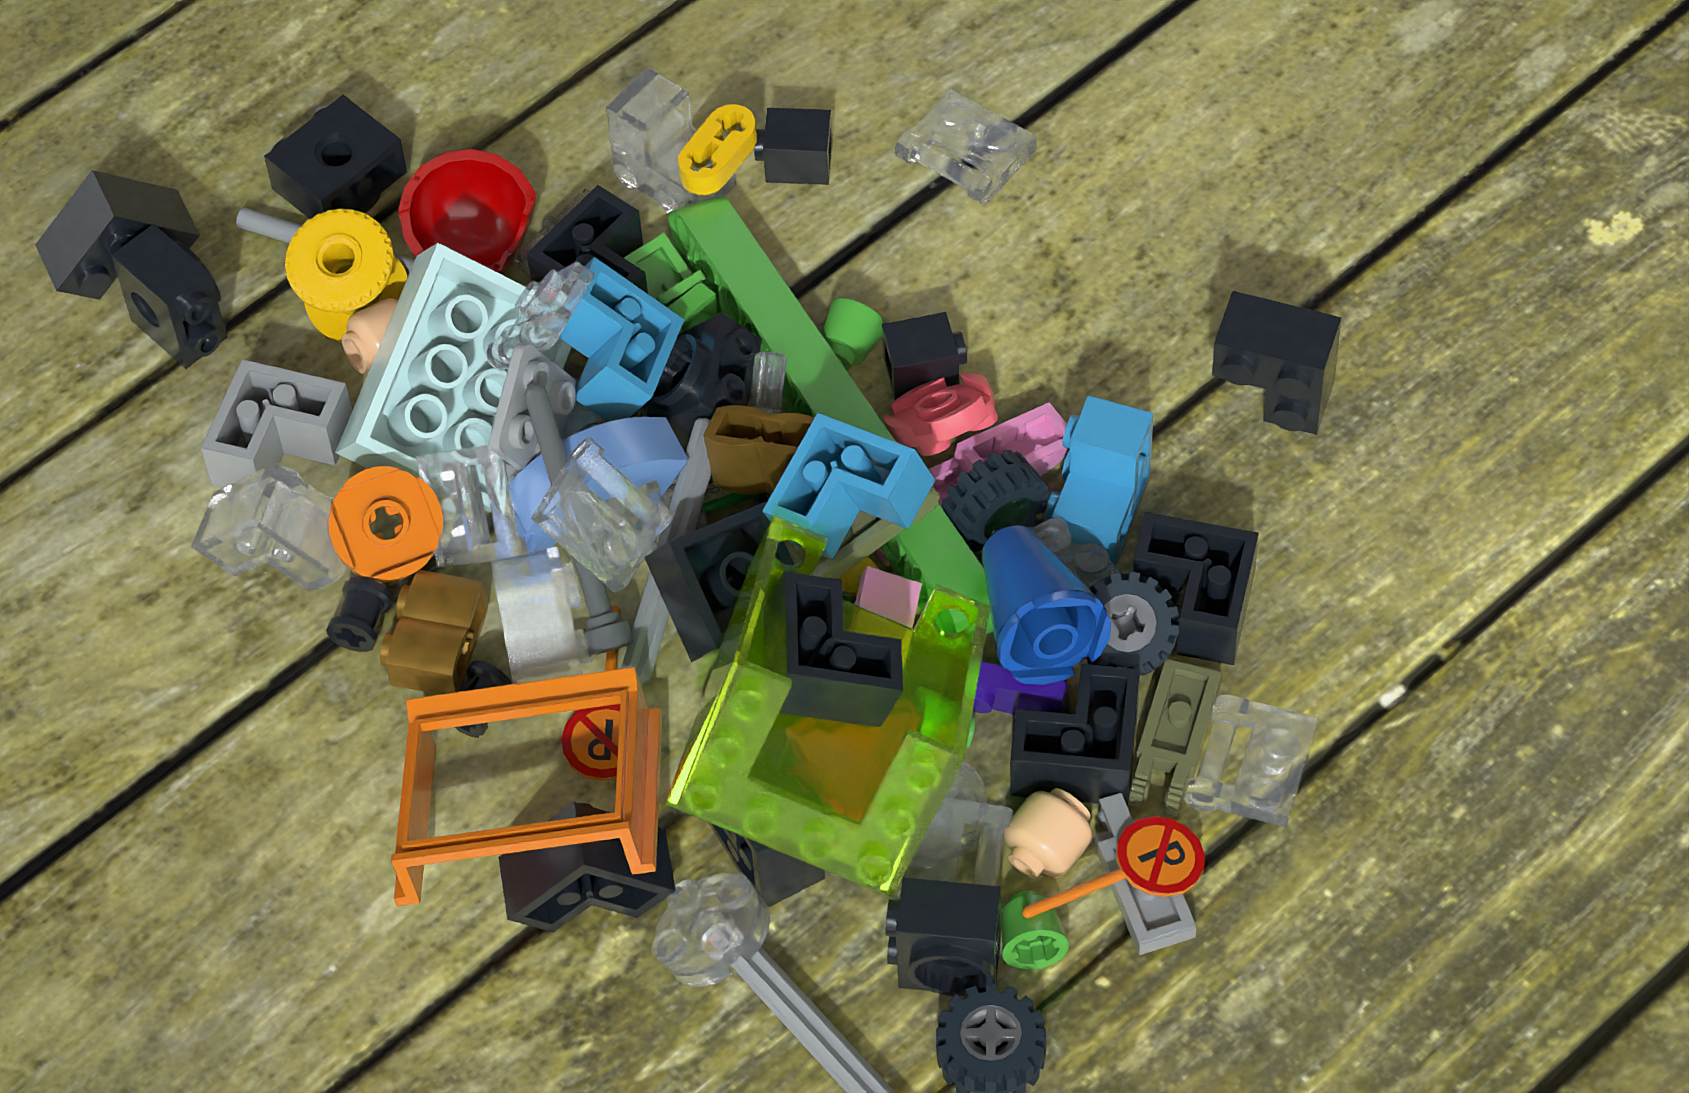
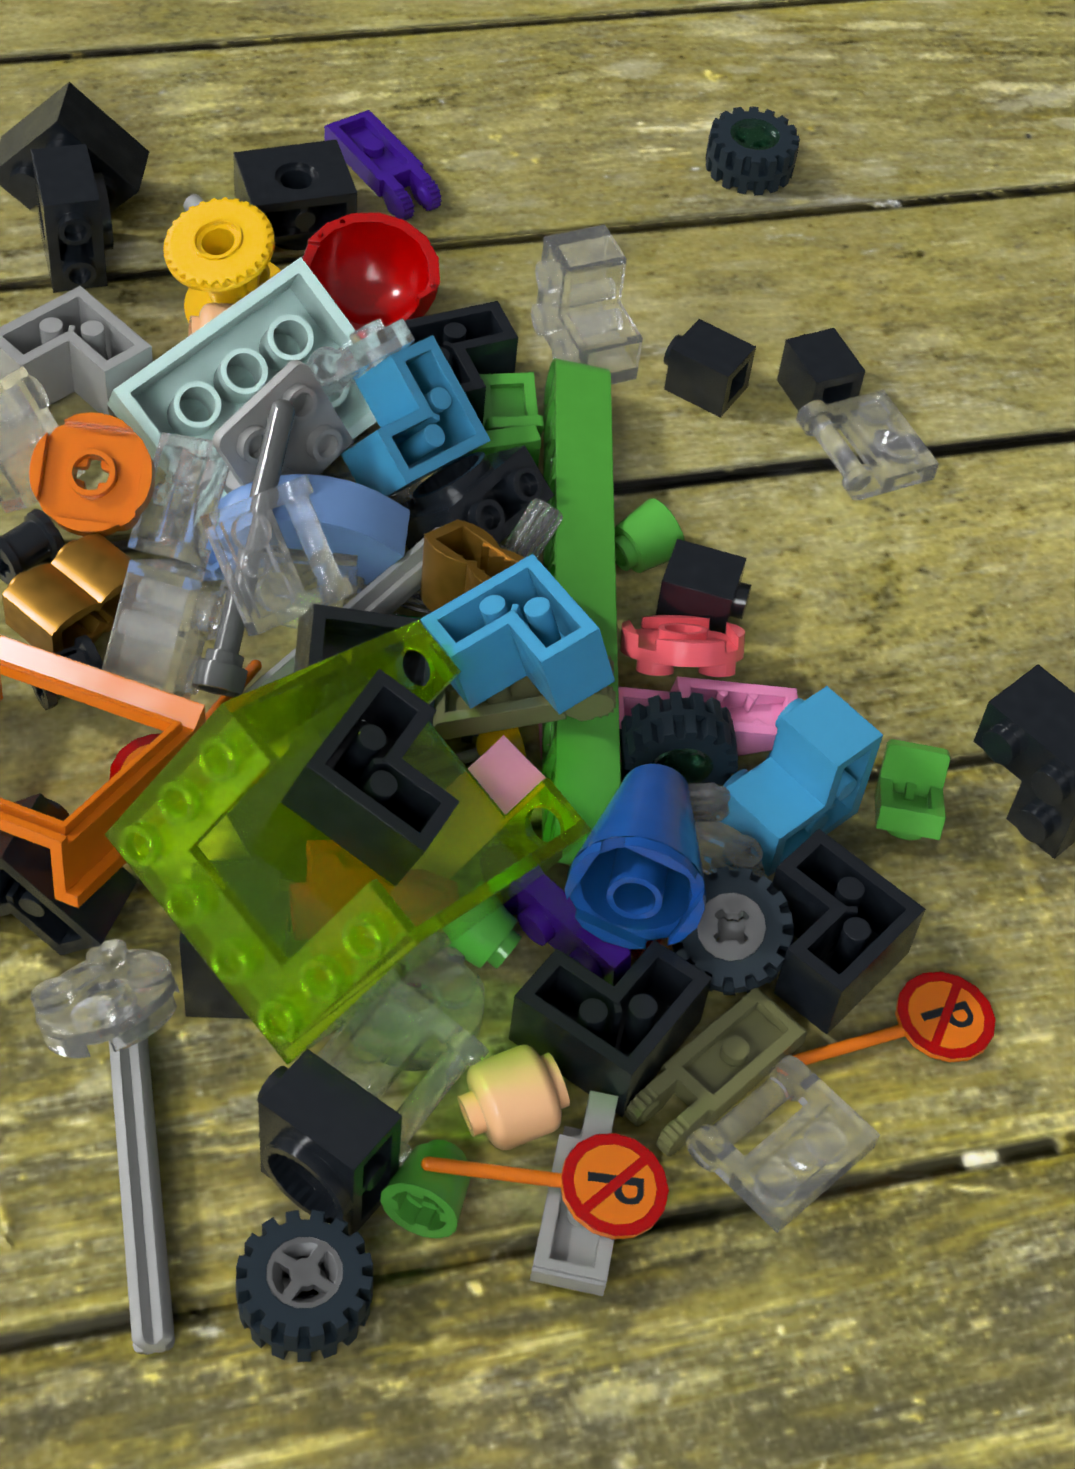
camera: 20 degrees right, 5 degrees down
(382, 88) = (384, 163): none -> dark purple hinge
(725, 153) = (627, 325): yellow beam -> none
(889, 100) = (819, 369): none -> black brick
(1184, 440) = (911, 790): none -> bright green bracket
(1304, 606) = (938, 1017): none -> piece

